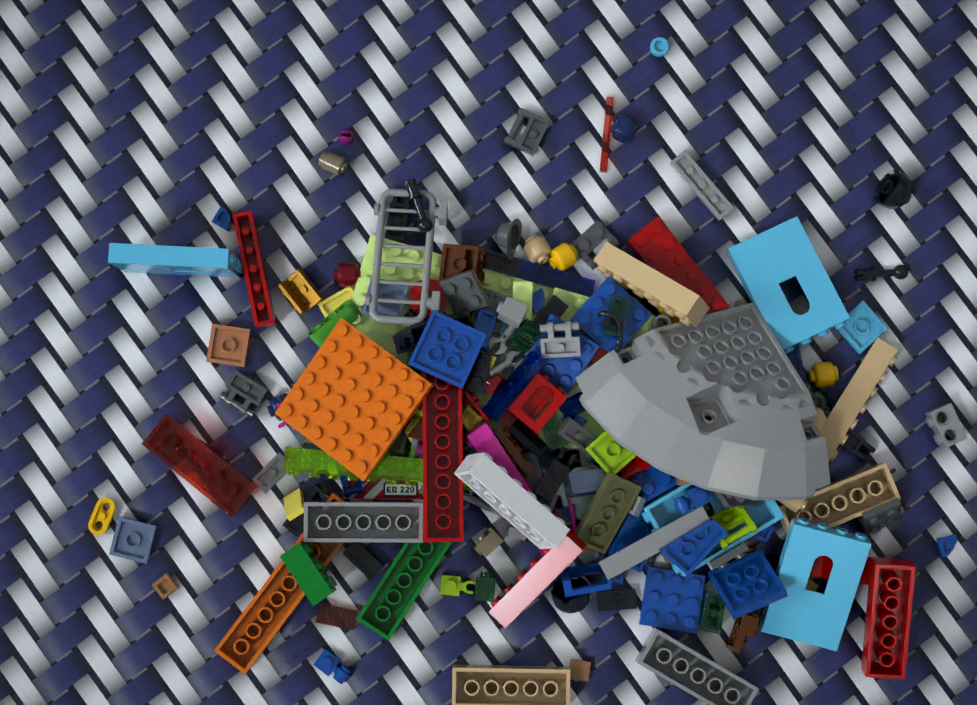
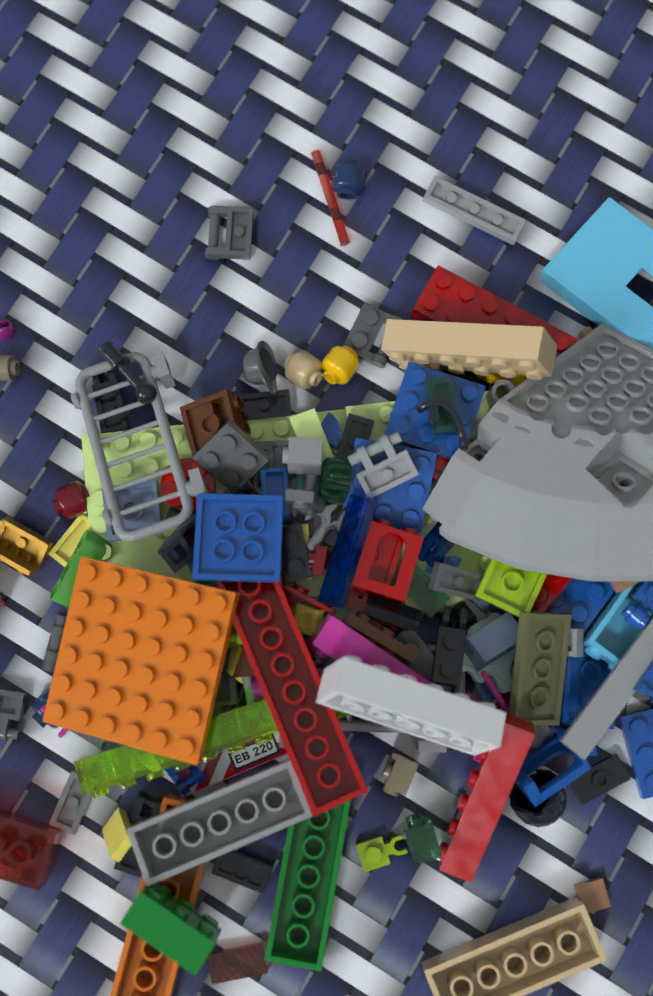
camera: 20 degrees left, 5 degrees down
(300, 365) = (54, 643): none -> dark grey plate
(499, 344) = (305, 501): none -> flat silver plate
(555, 278) = (338, 396): clear blue plate -> none
(659, 47) = (350, 70): medium azure tile -> none

